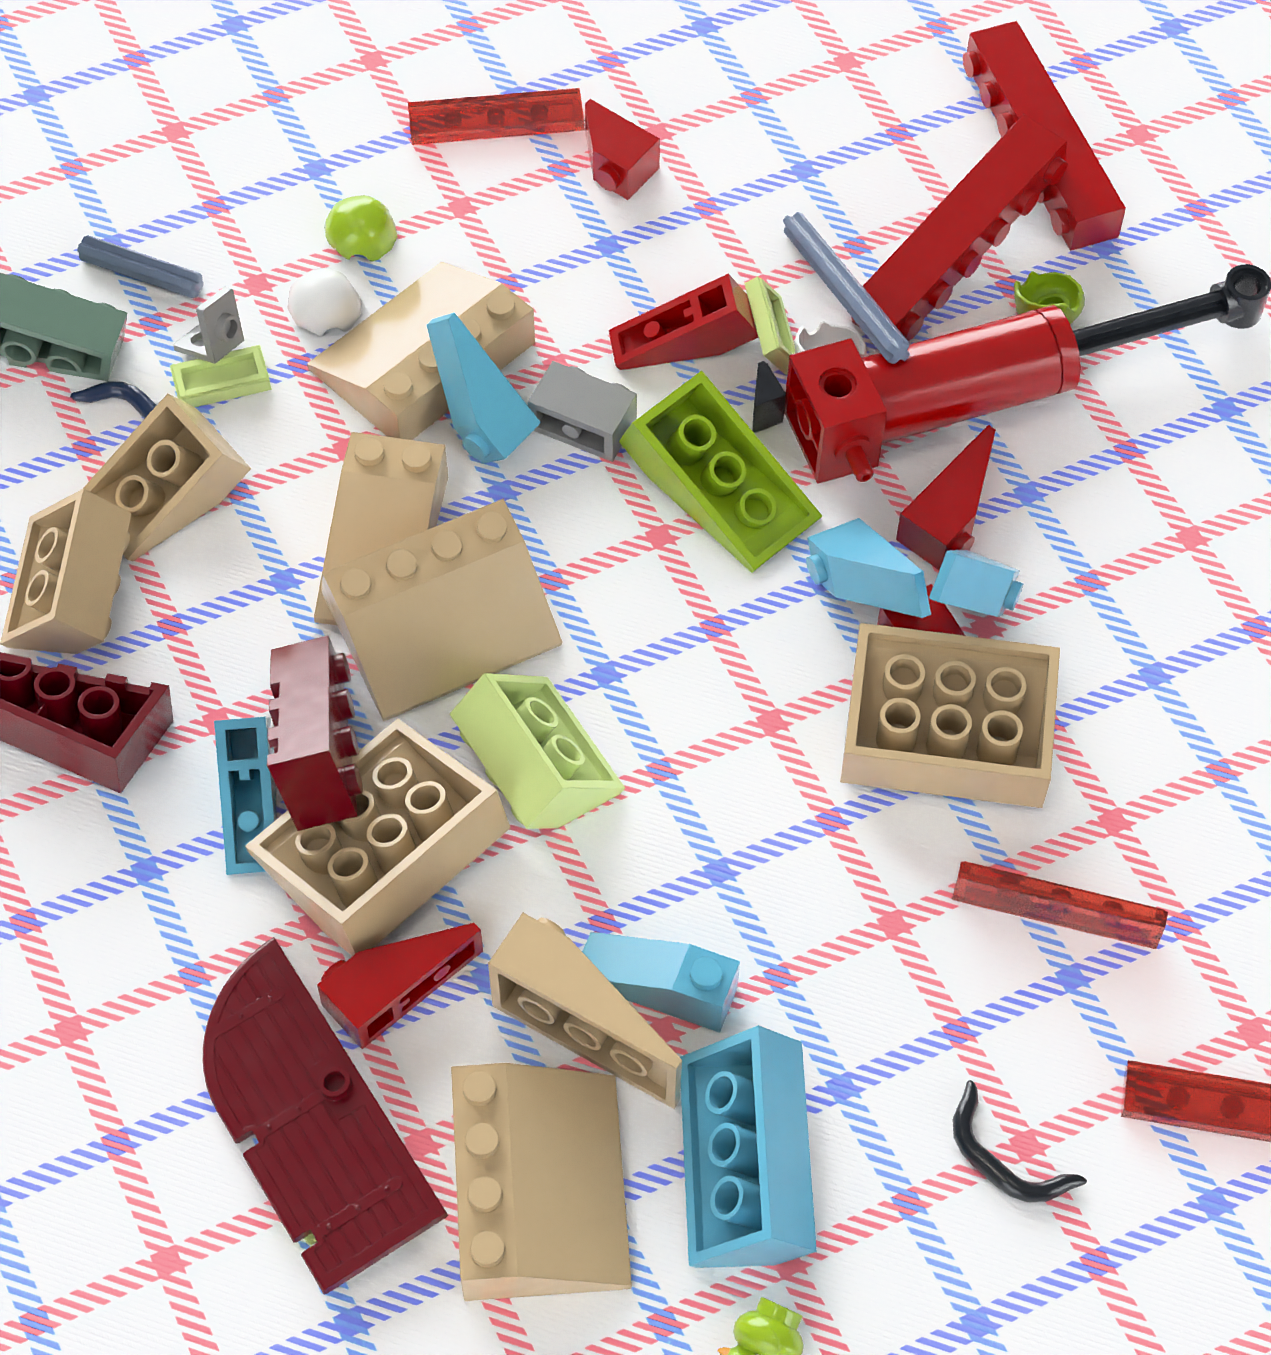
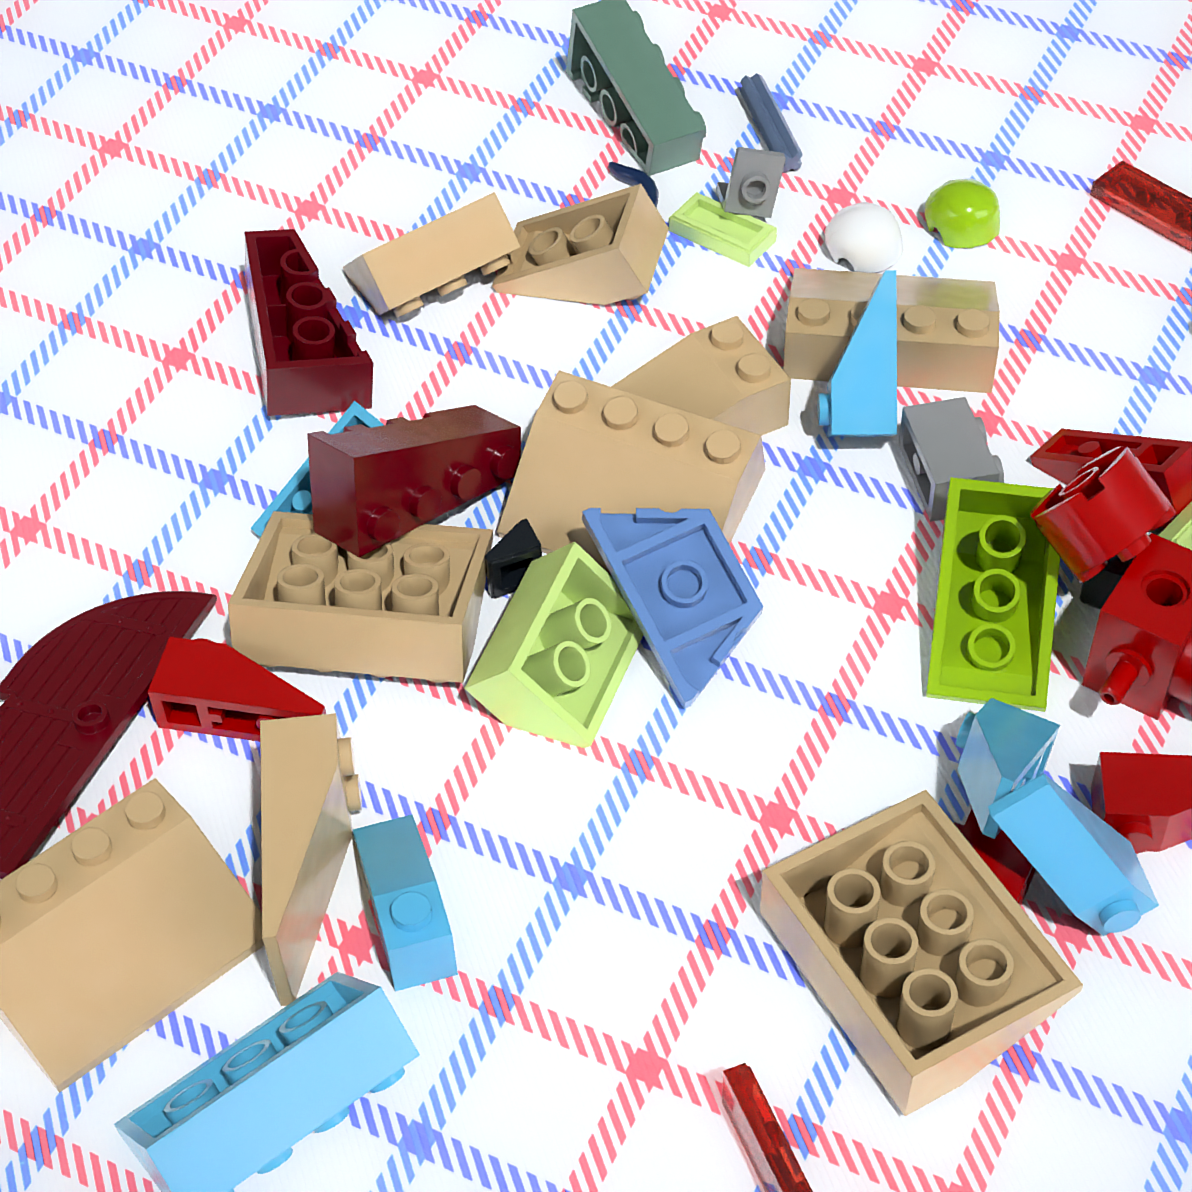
camera: 55 degrees right, 10 degrees down
(433, 716) = (511, 558): none -> black slope
(562, 643) = (679, 588): none -> medium blue wing
(752, 366) = (1103, 513): none -> red brick

